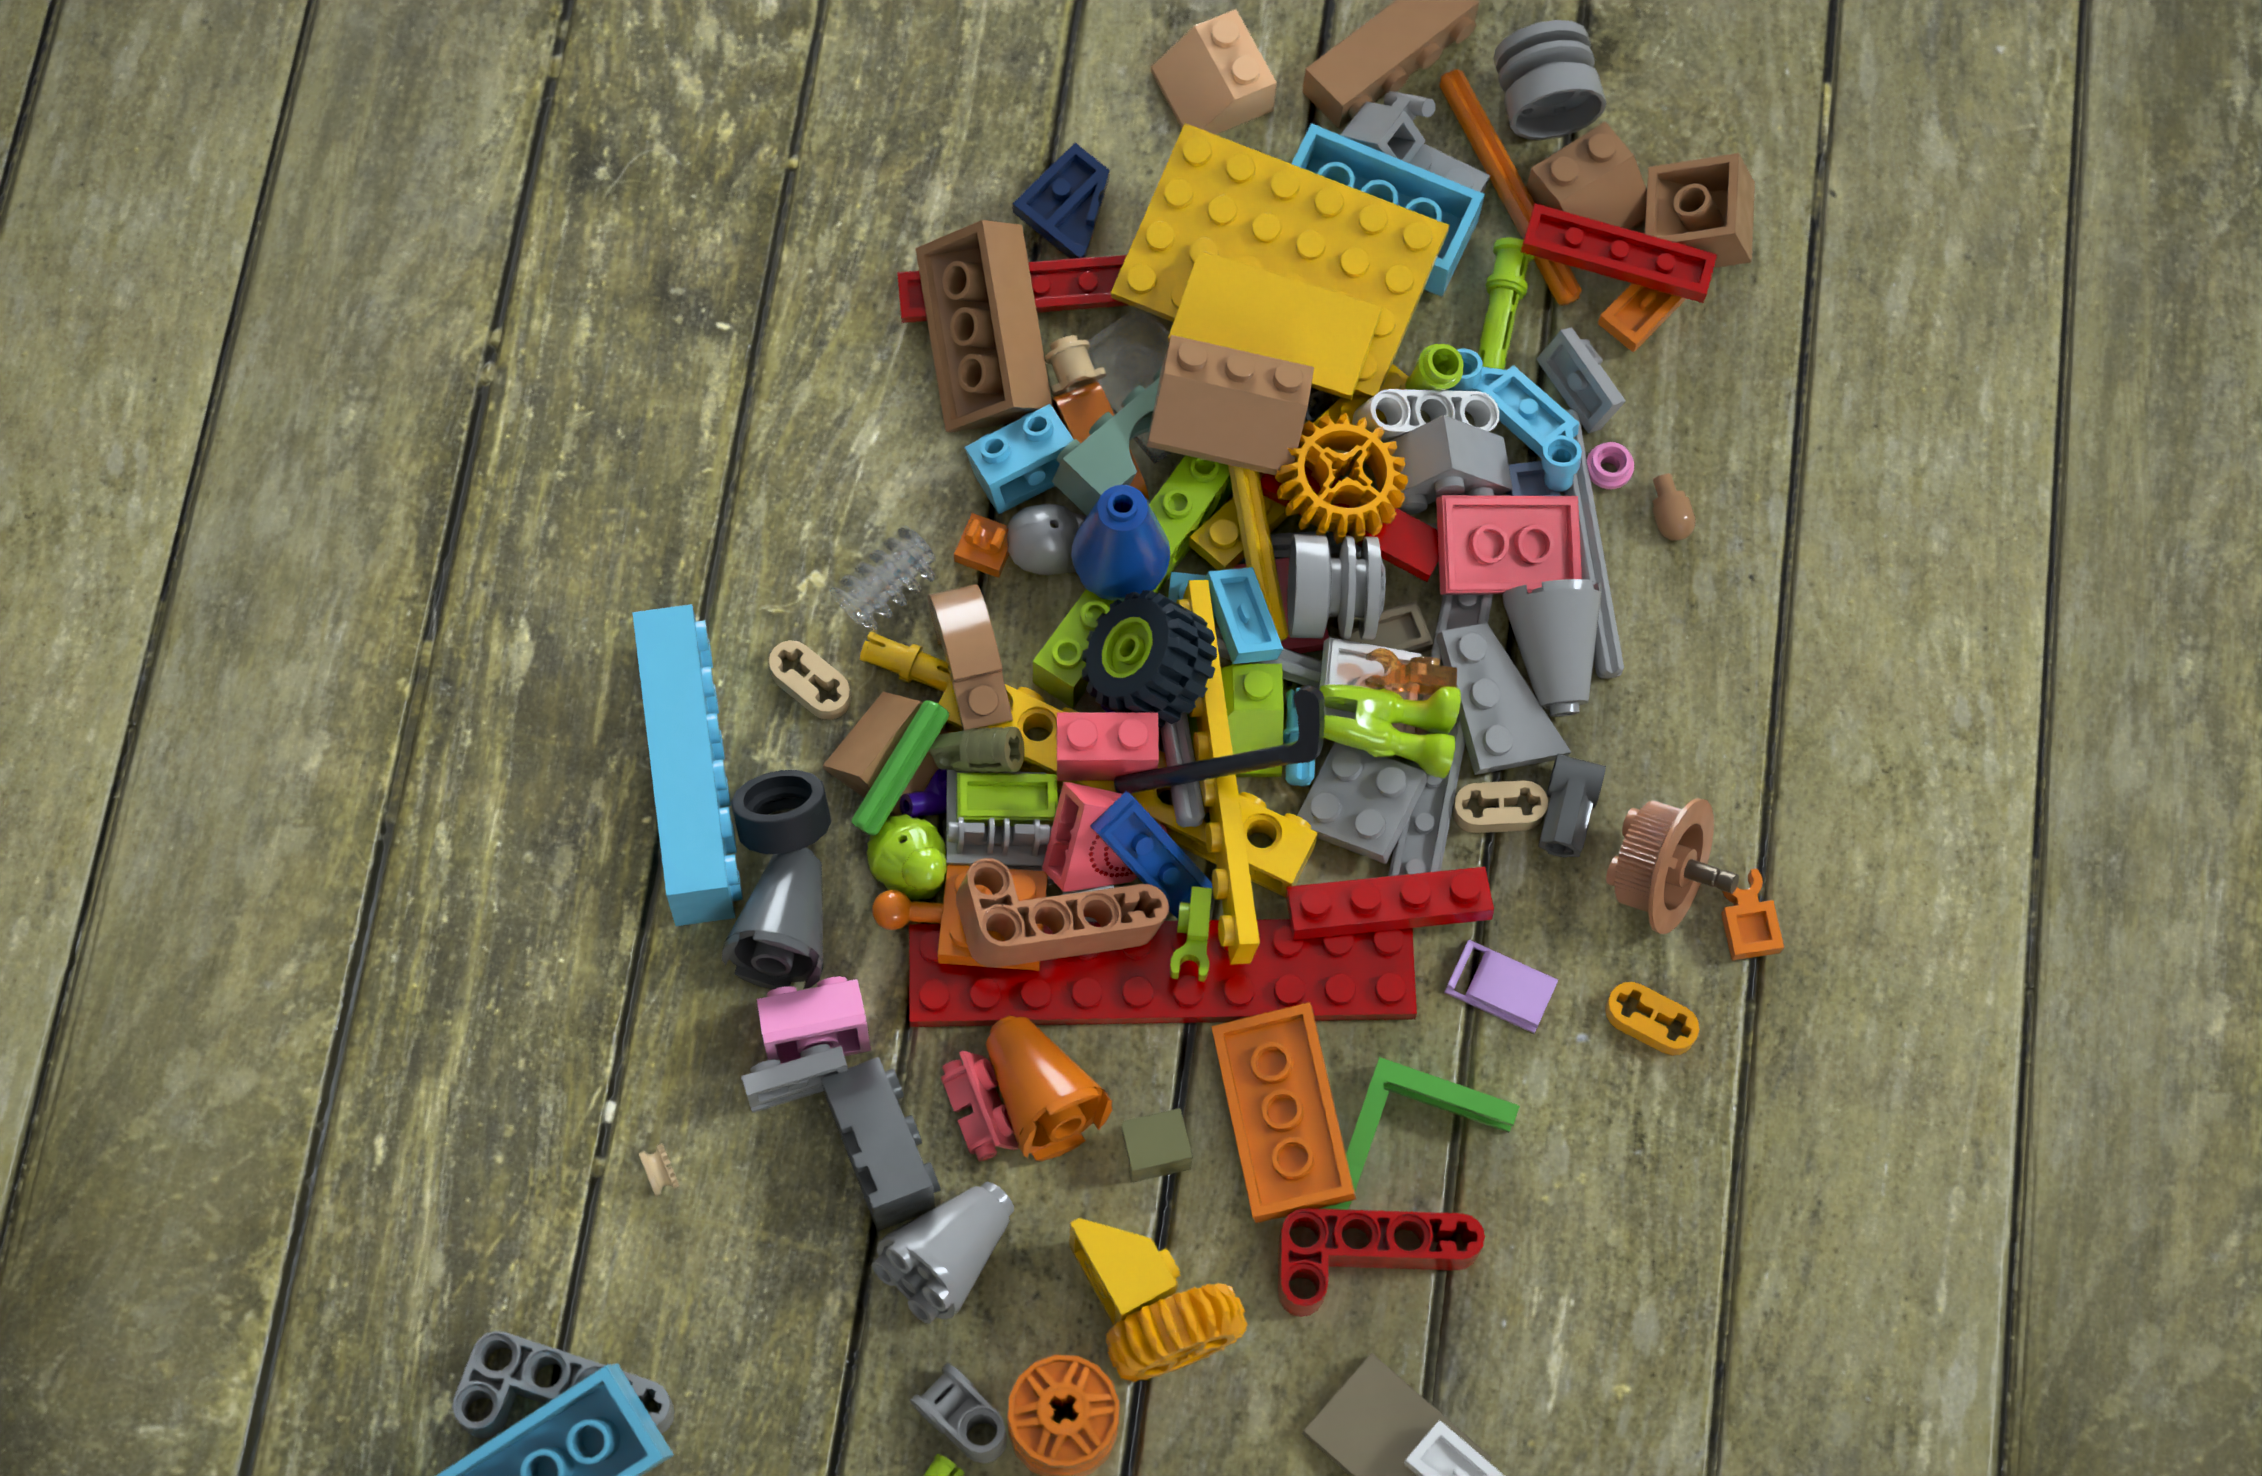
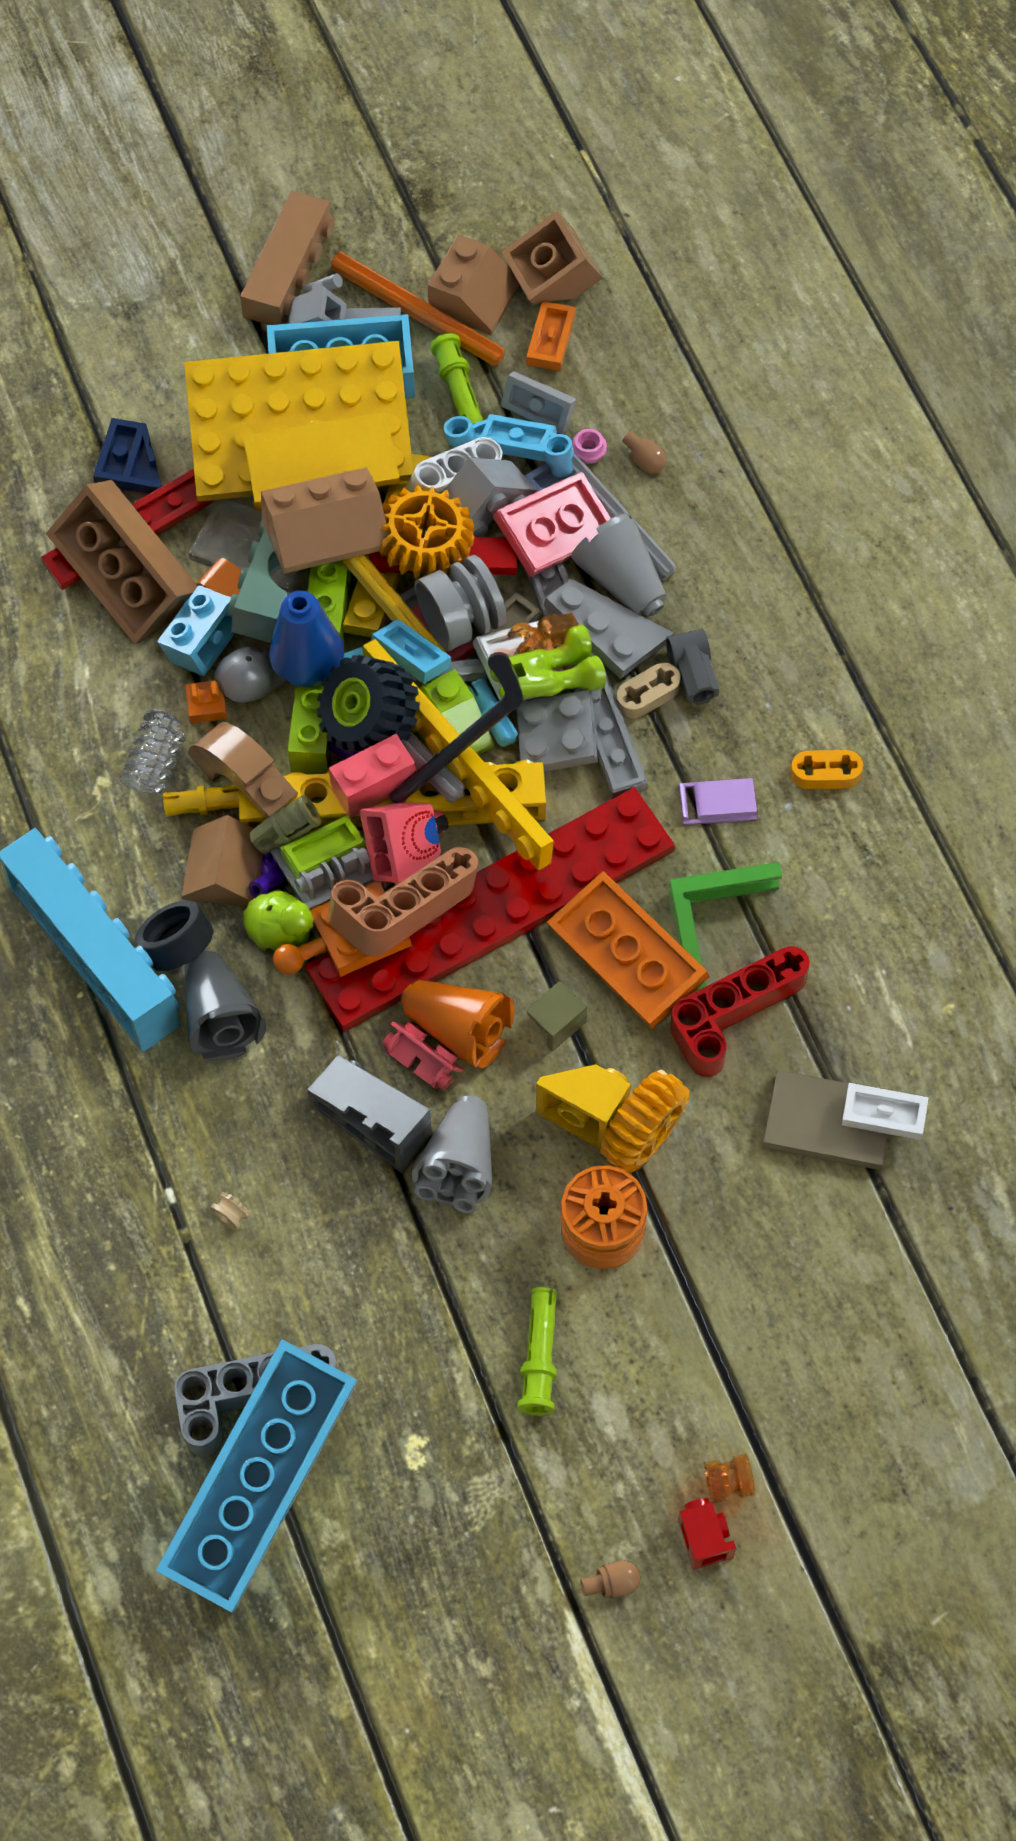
camera: 25 degrees left, 5 degrees down
(779, 1083) = (279, 1109): light grey plate -> none
(803, 688) = (139, 846): tan beam -> none
(813, 1017) = (280, 1059): bright pink slope -> none
(900, 767) = (239, 864): bright green axle -> none
(955, 1408) = (530, 1254): light grey piece -> none
(1072, 364) = (197, 555): tan brick -> none
(1149, 851) = (442, 827): blue tile -> none
(1195, 922) = (499, 859): lime plate -> none
(1216, 76) = (181, 330): light nougat slope -> none
(1389, 903) = (615, 783): red plate -> none
(1436, 369) = (444, 434): lime cone -> none
(1549, 80) = (405, 227): light grey wheel -> none
(1619, 253) = (516, 310): red plate -> none
(1666, 861) = (777, 662): nougat piece -> none
(1750, 924) = (853, 678): orange plate -> none

